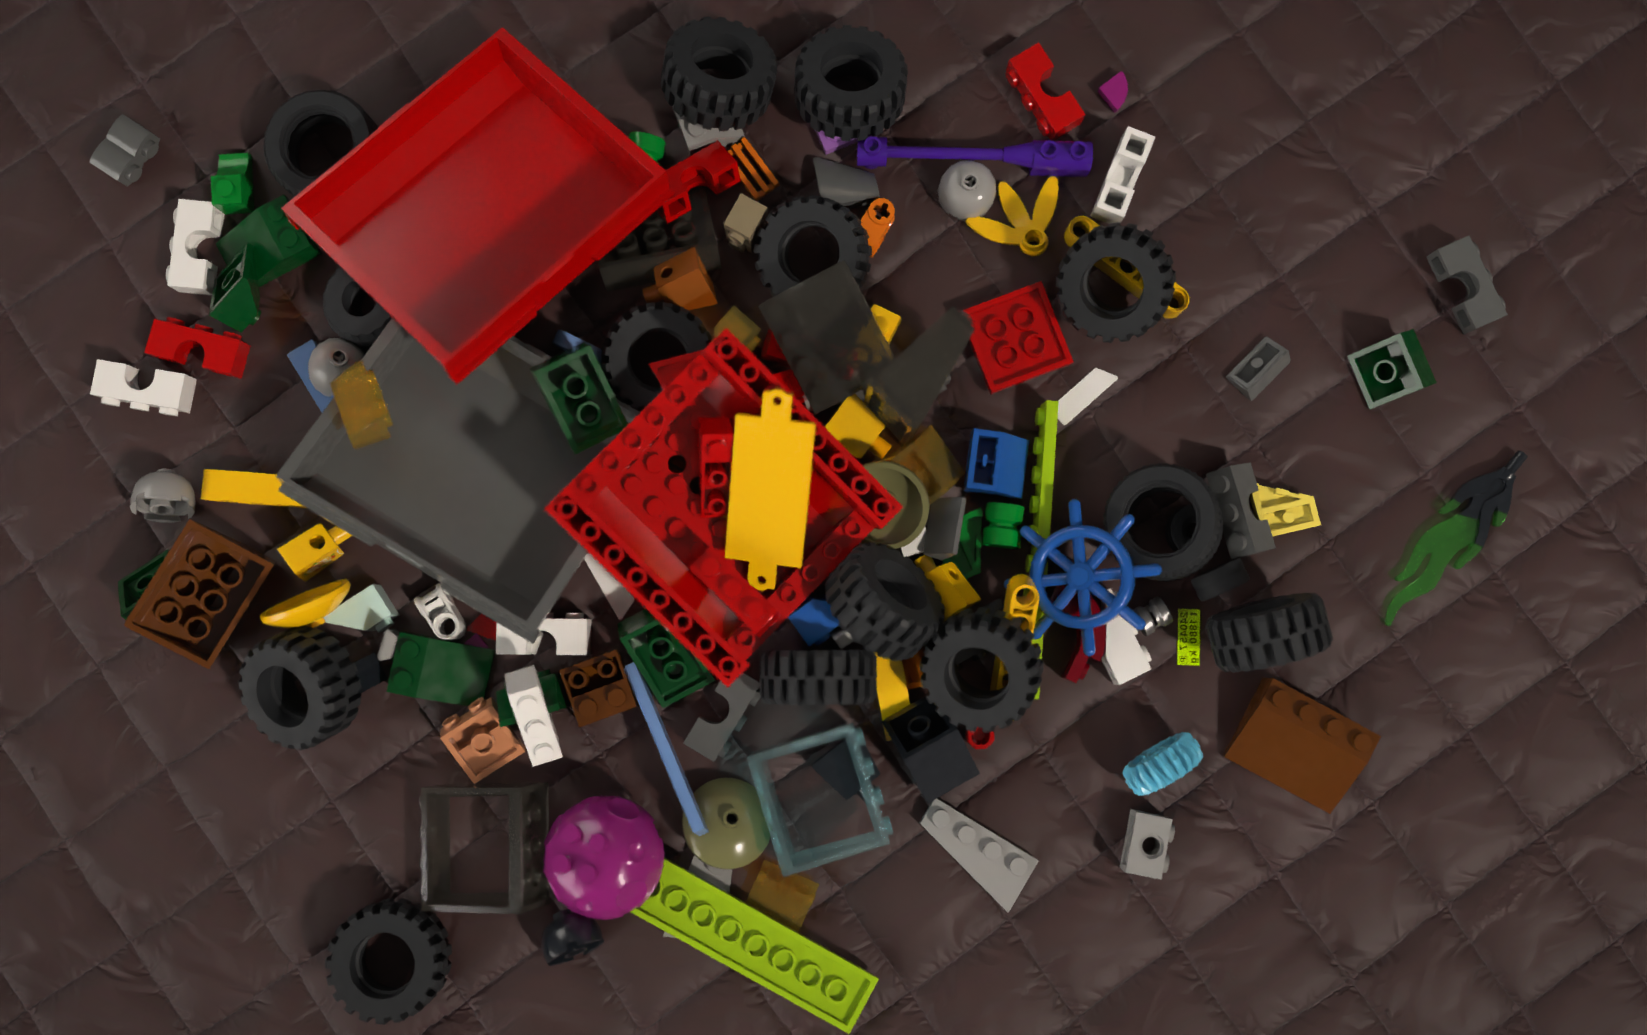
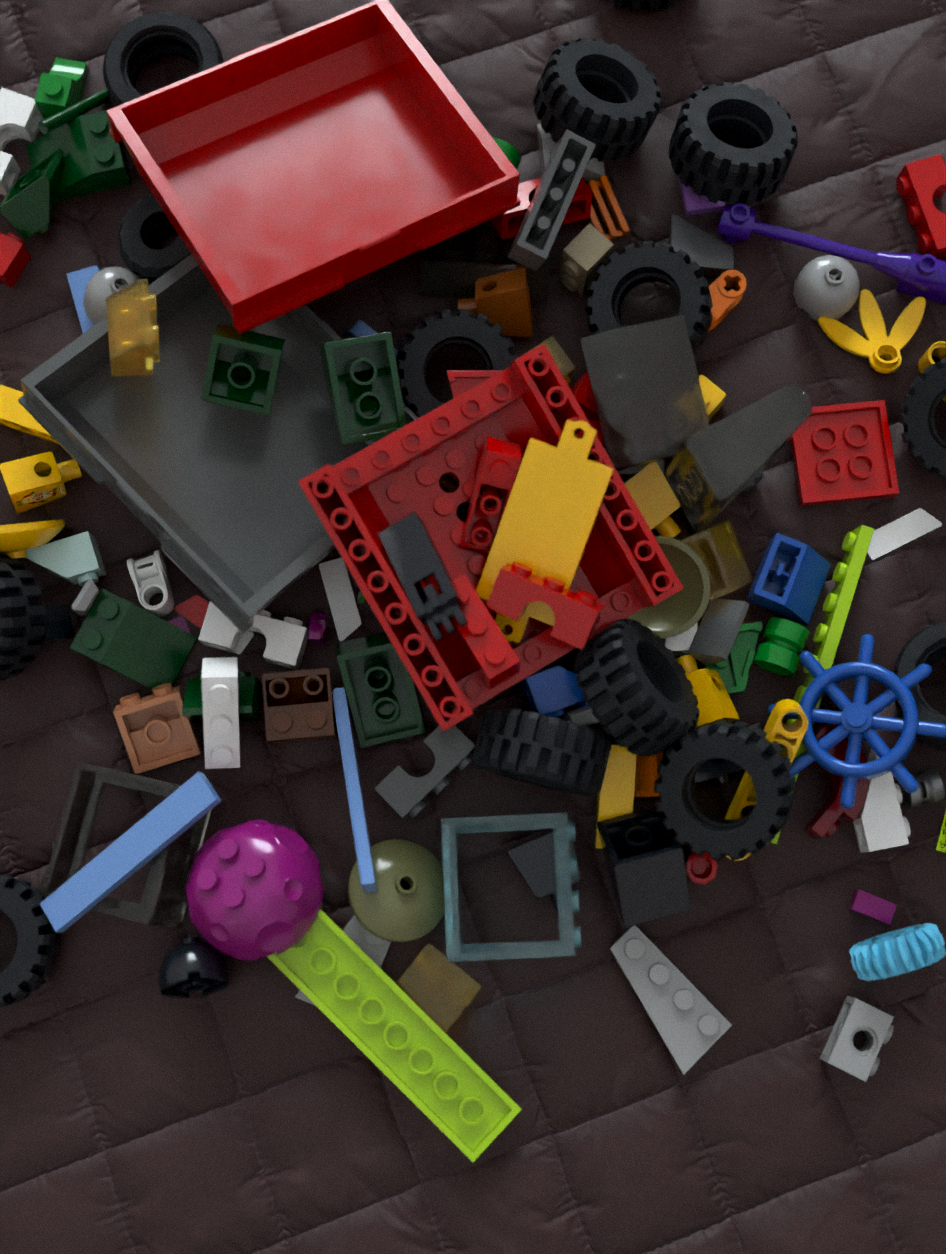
camera: 15 degrees right, 5 degrees down
(249, 205) = (74, 111): none -> dark green bar
(468, 412) = (242, 369): none -> dark green slope
(488, 856) = (130, 852): none -> medium blue tile
(597, 613) = (317, 628): none -> magenta tile
(664, 546) = (414, 560): none -> black hinge
(701, 182) = (551, 200): none -> dark grey brick
(813, 553) = (573, 611): none -> red arch
(1134, 728) = (872, 906): none -> magenta piece

